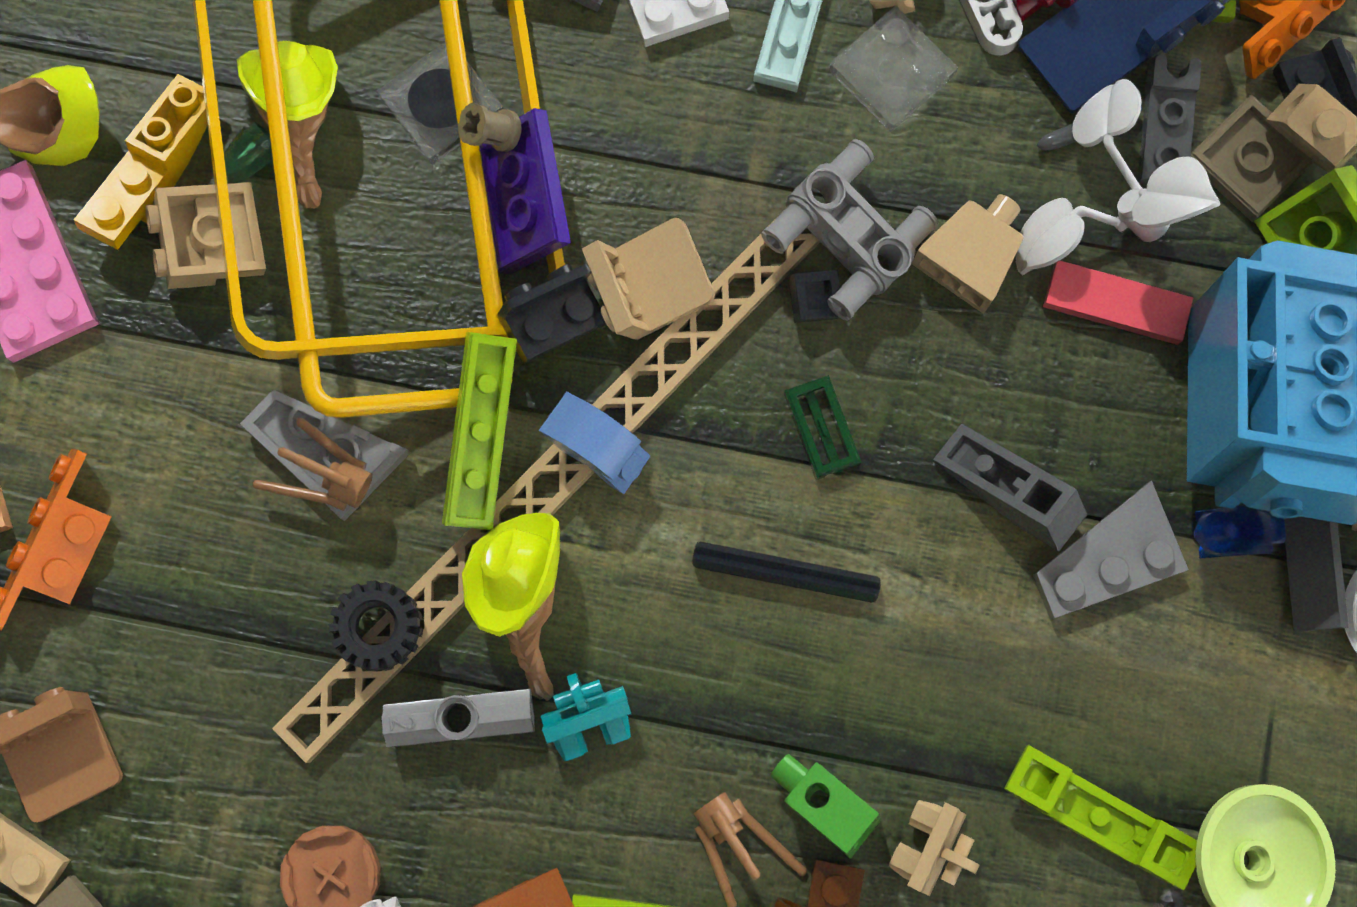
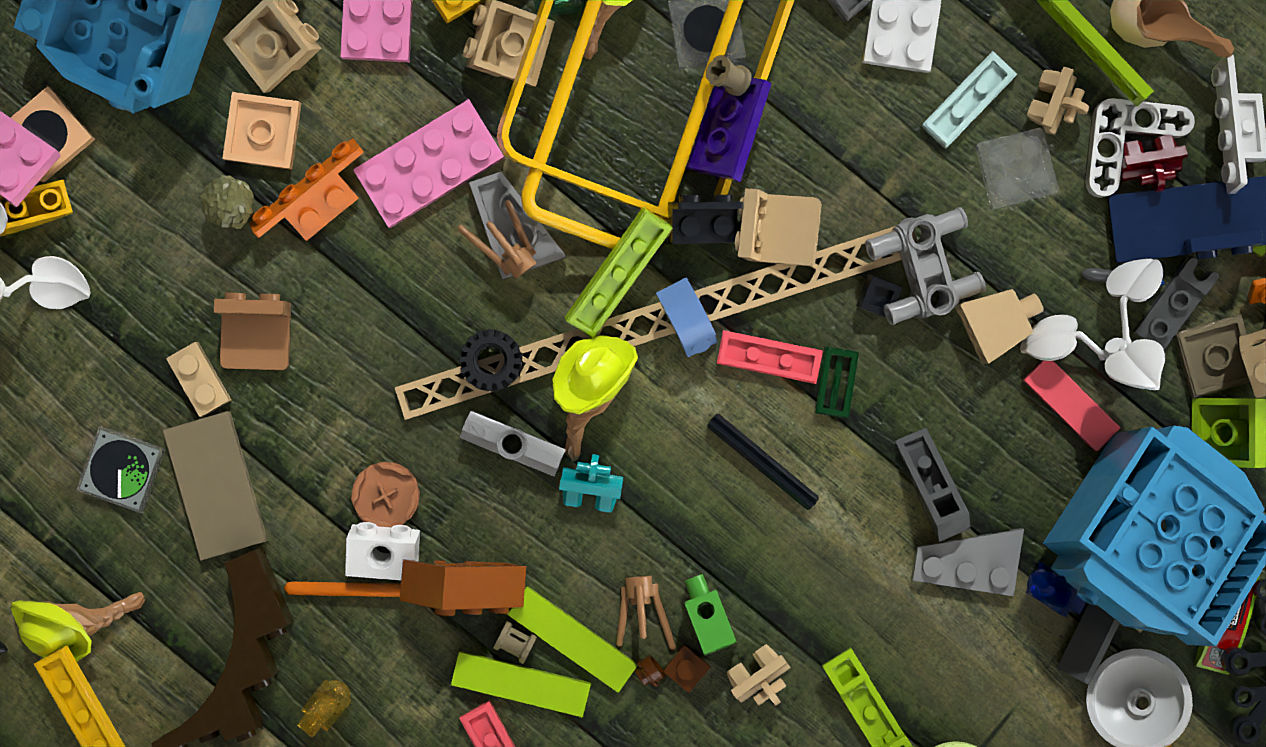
camera: 25 degrees right, 10 degrees up
(180, 430) = (429, 163): none -> bright pink plate
(723, 440) = (769, 357): none -> coral tile

